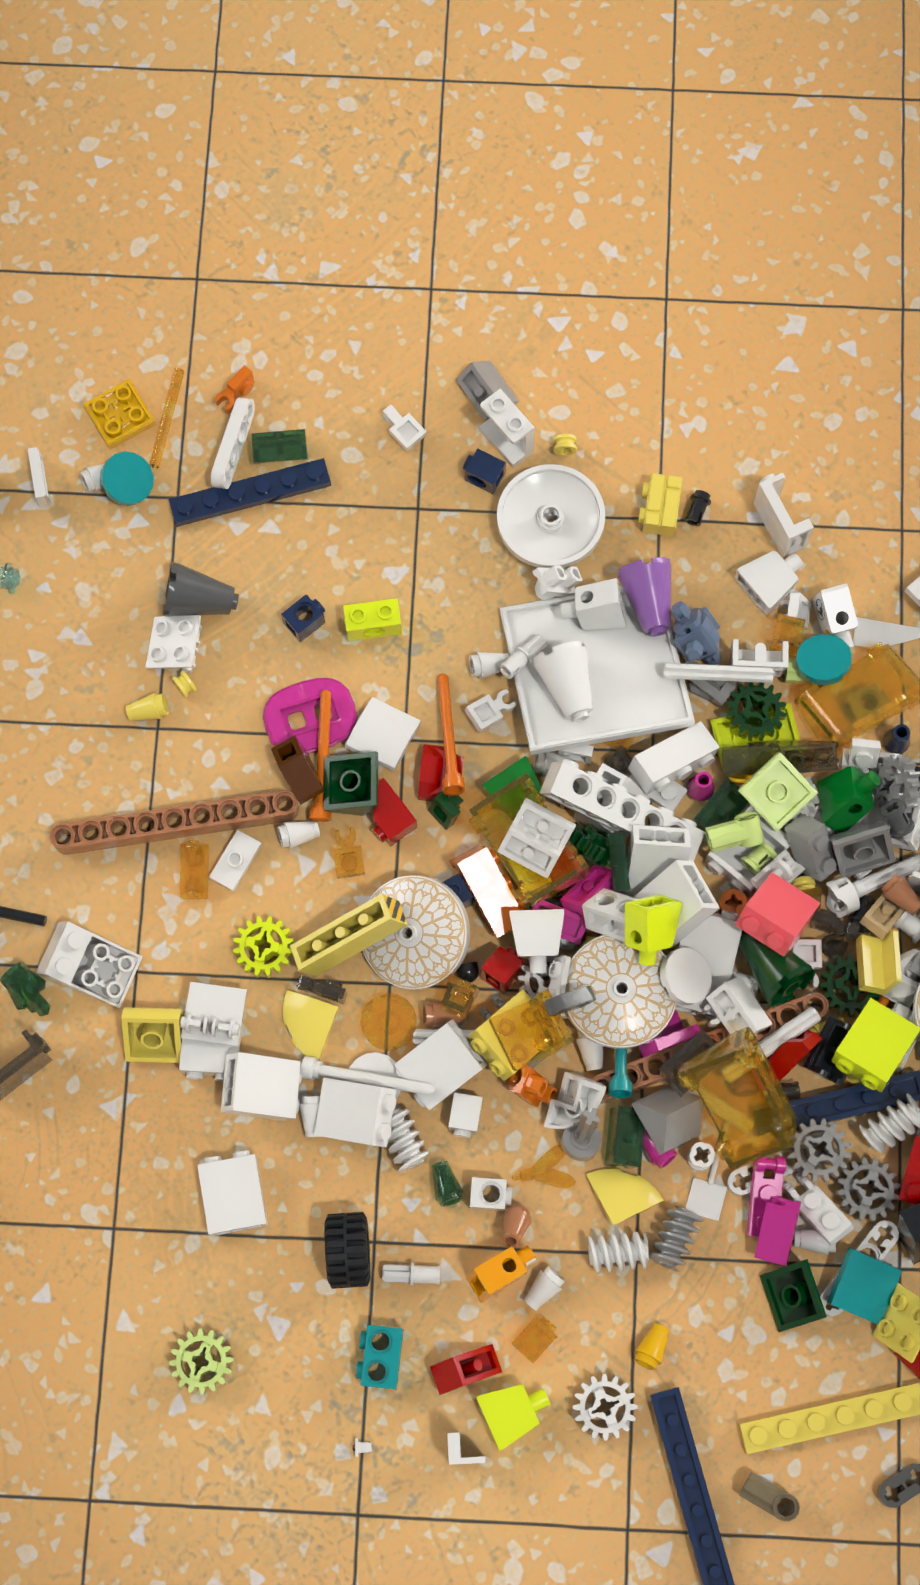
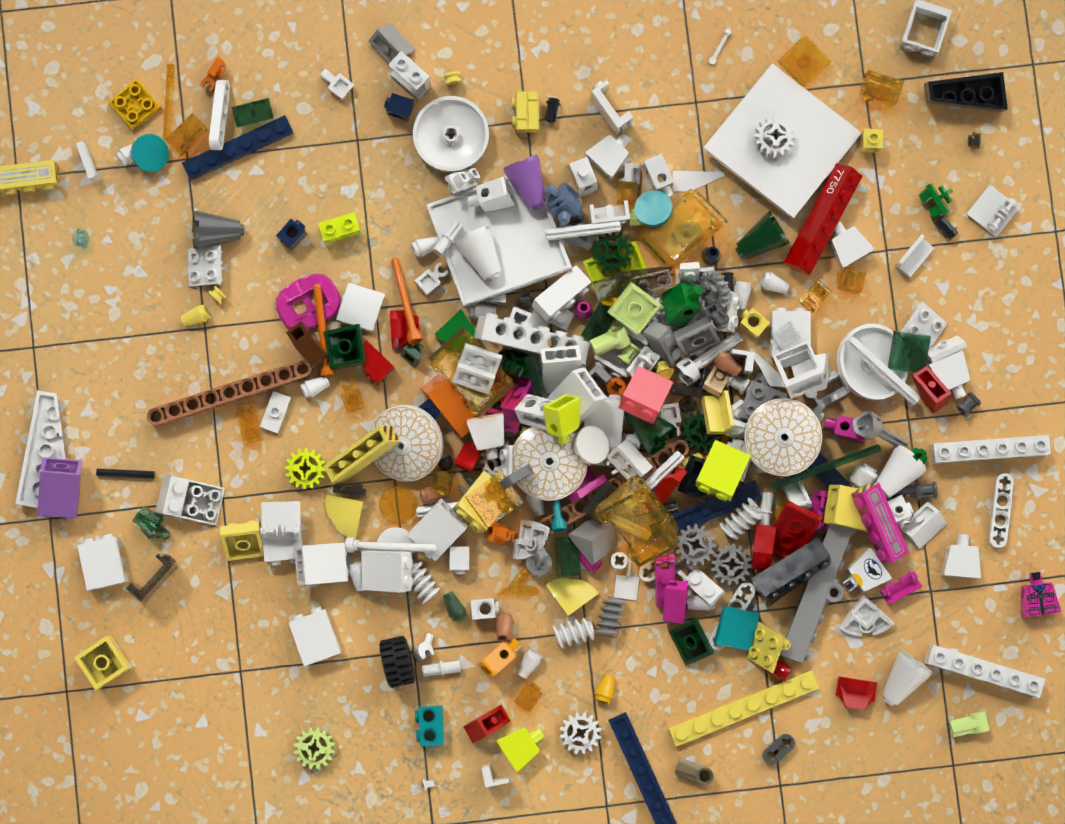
camera: 15 degrees left, 10 degrees up
(182, 462) = (186, 134): none -> clear yellow brick
(391, 1238) = (425, 647): none -> white piece
(714, 879) = (600, 374): none -> light grey panel
(727, 599) = (583, 177): none -> white torso

